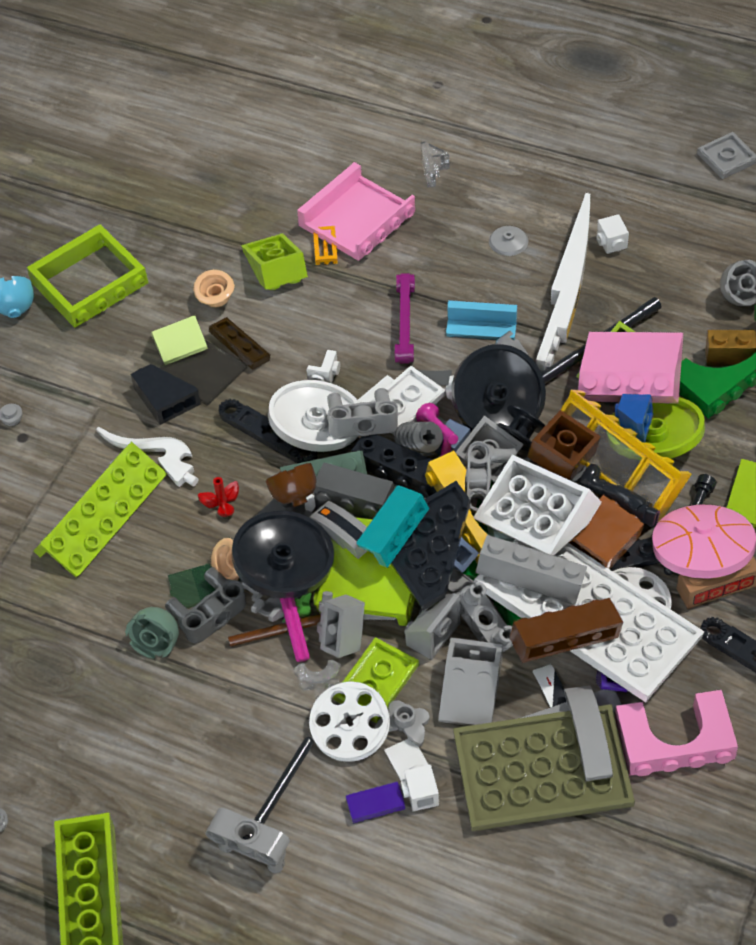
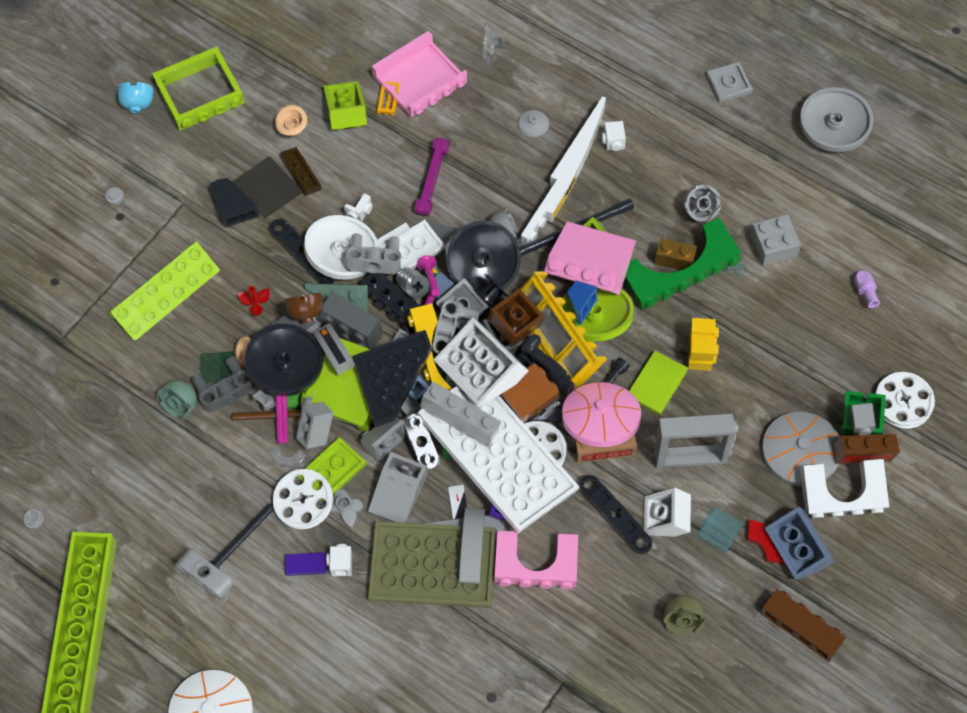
camera: 10 degrees right, 10 degrees up
(170, 462) = (225, 261): white piece -> none
(179, 340) = (254, 159): yellowish green slope -> none
(393, 524) = (368, 356): teal panel -> none
(404, 756) = (338, 534): white sticker -> none
(480, 320) = (491, 191): medium azure panel -> none
(565, 629) = (472, 467): reddish brown brick -> none

